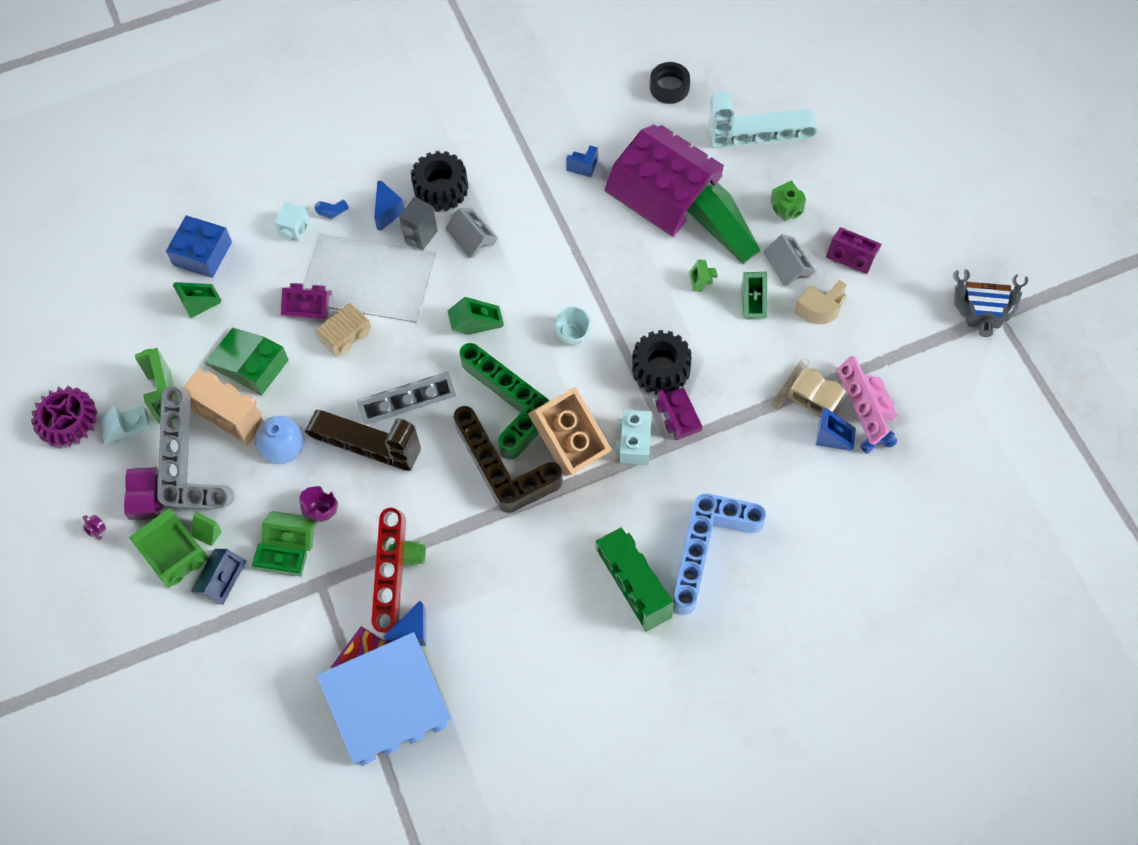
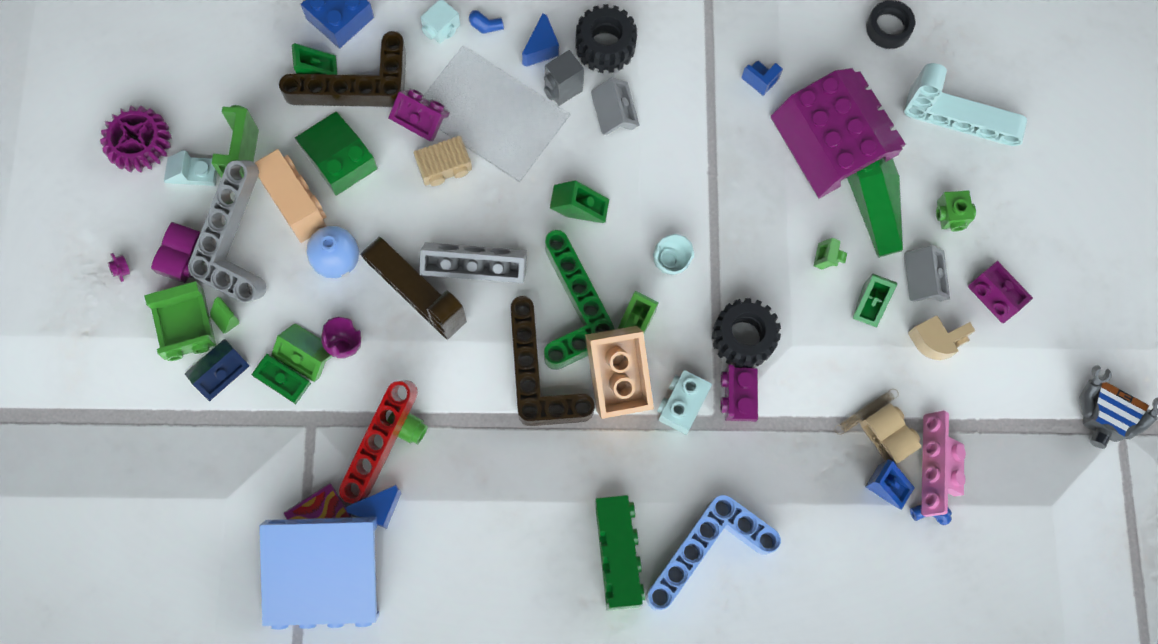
camera: 15 degrees right, 10 degrees up
(237, 299) = (353, 83): none -> dark brown beam
(564, 378) = (639, 312): none -> bright green slope

